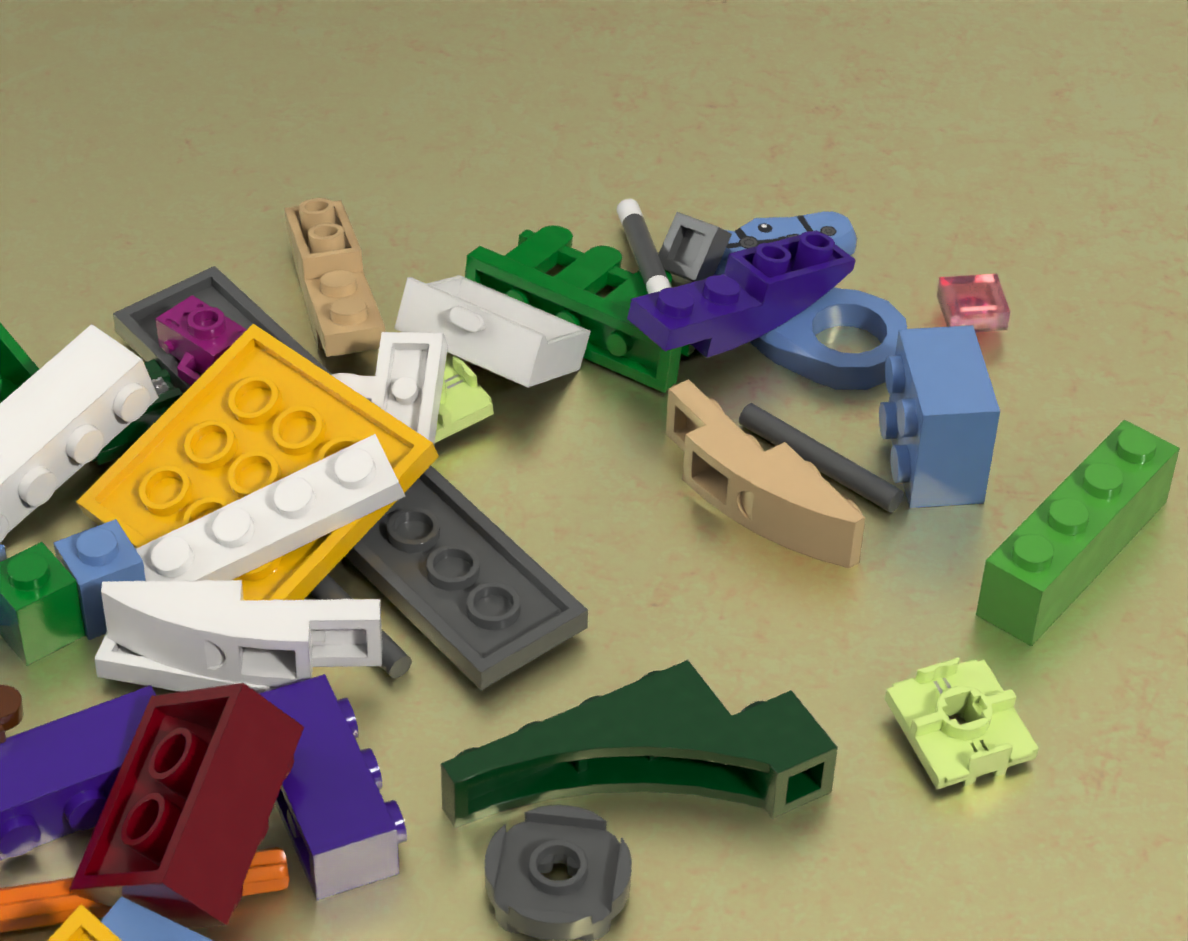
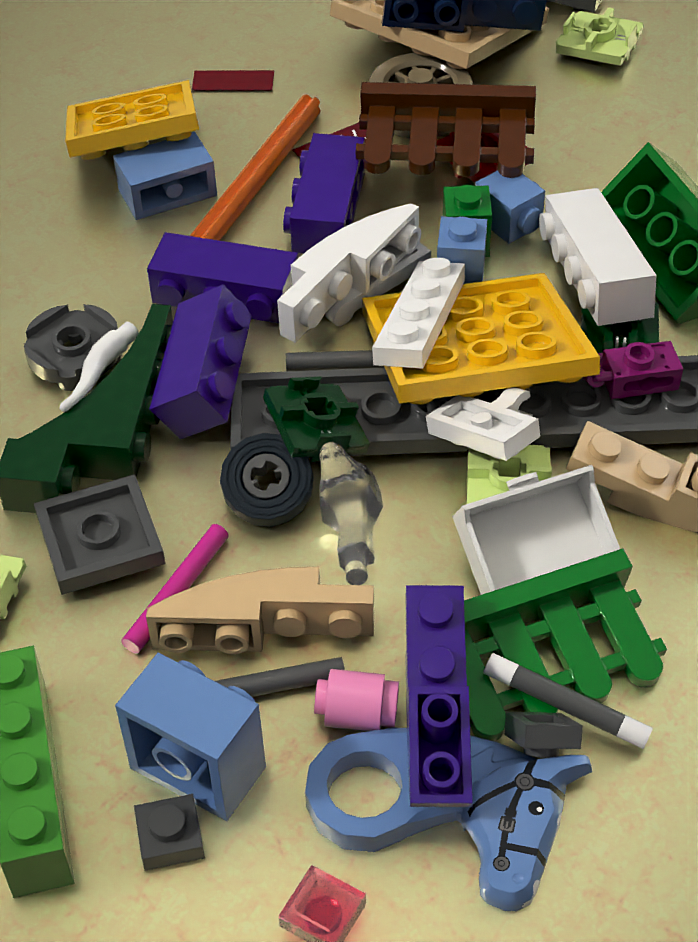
camera: 130 degrees right, 5 degrees up
(190, 805) = (232, 194): dark red slope -> none
(493, 688) = (201, 362): none -> dark purple brick
(504, 533) = (314, 415): none -> dark green piece
(567, 486) = (351, 507): none -> clear animal
(576, 786) = (100, 356): none -> white animal
(601, 559) = (279, 501): none -> black bush
(777, 371) = (357, 700): none -> bright pink brick
(783, 574) = (181, 580): none -> dark pink bar
(794, 646) = (99, 534): none -> dark grey plate
(1020, 433) = (168, 832): none -> dark grey plate

